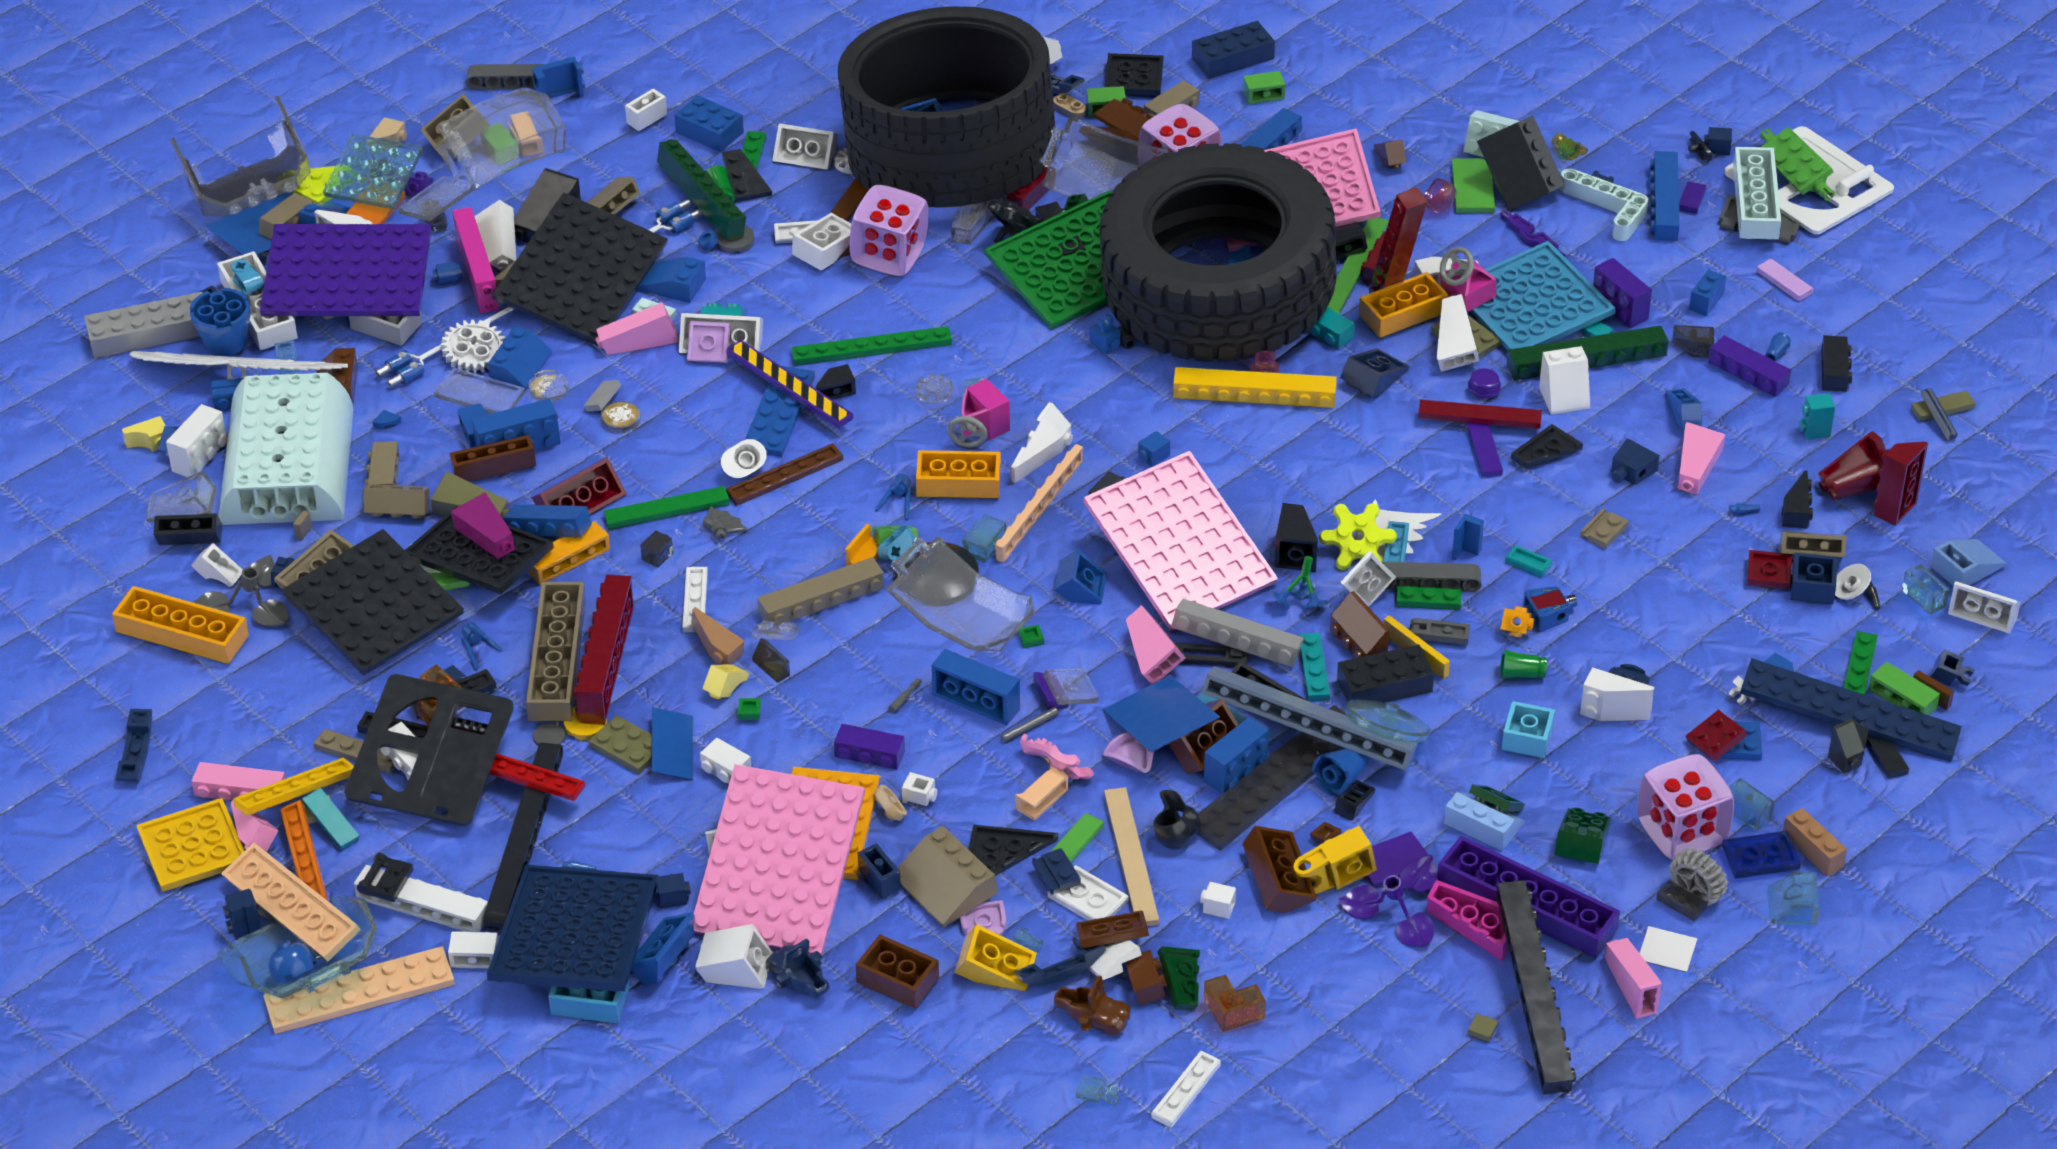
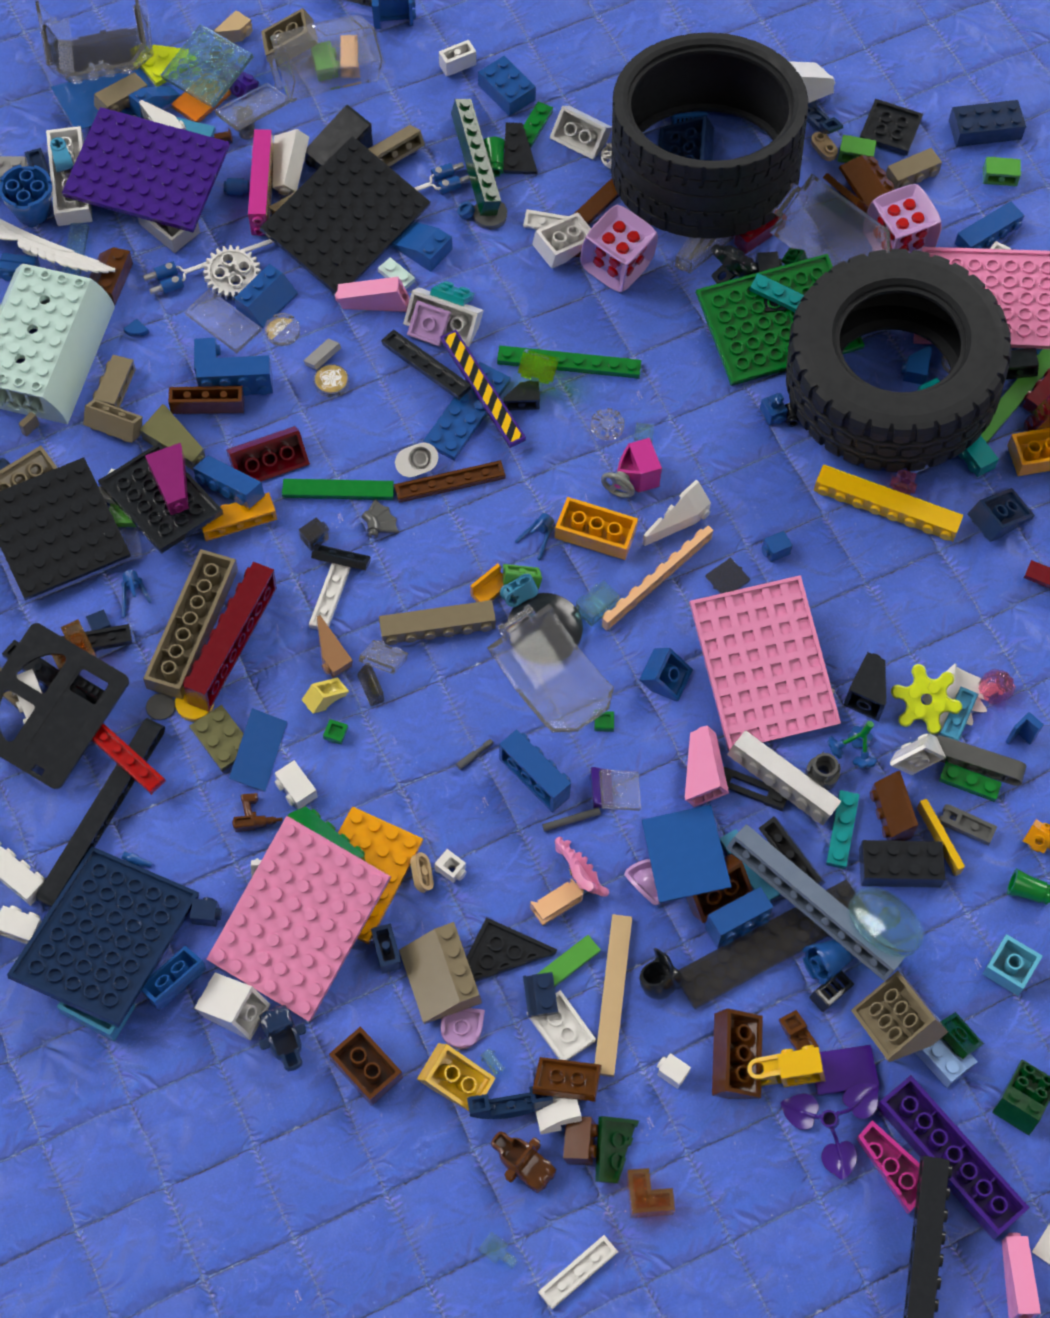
camera: 15 degrees right, 20 degrees up
(687, 805) = (250, 820): none -> reddish brown piece
(694, 561) = (341, 557): none -> black tile
(719, 377) = (426, 364): none -> black plate
(842, 349) = (538, 366): none -> clear neon green brick
(869, 746) = (423, 805): dark purple brick -> none
(1070, 234) = (776, 292): none -> teal plate
(1277, 614) = (827, 763): none -> dark grey piece
(1425, 511) = (996, 686): none -> clear pink hair
(1432, 789) = (898, 1019): none -> dark tan slope
(1483, 1027) = (865, 1288): olive tile -> none

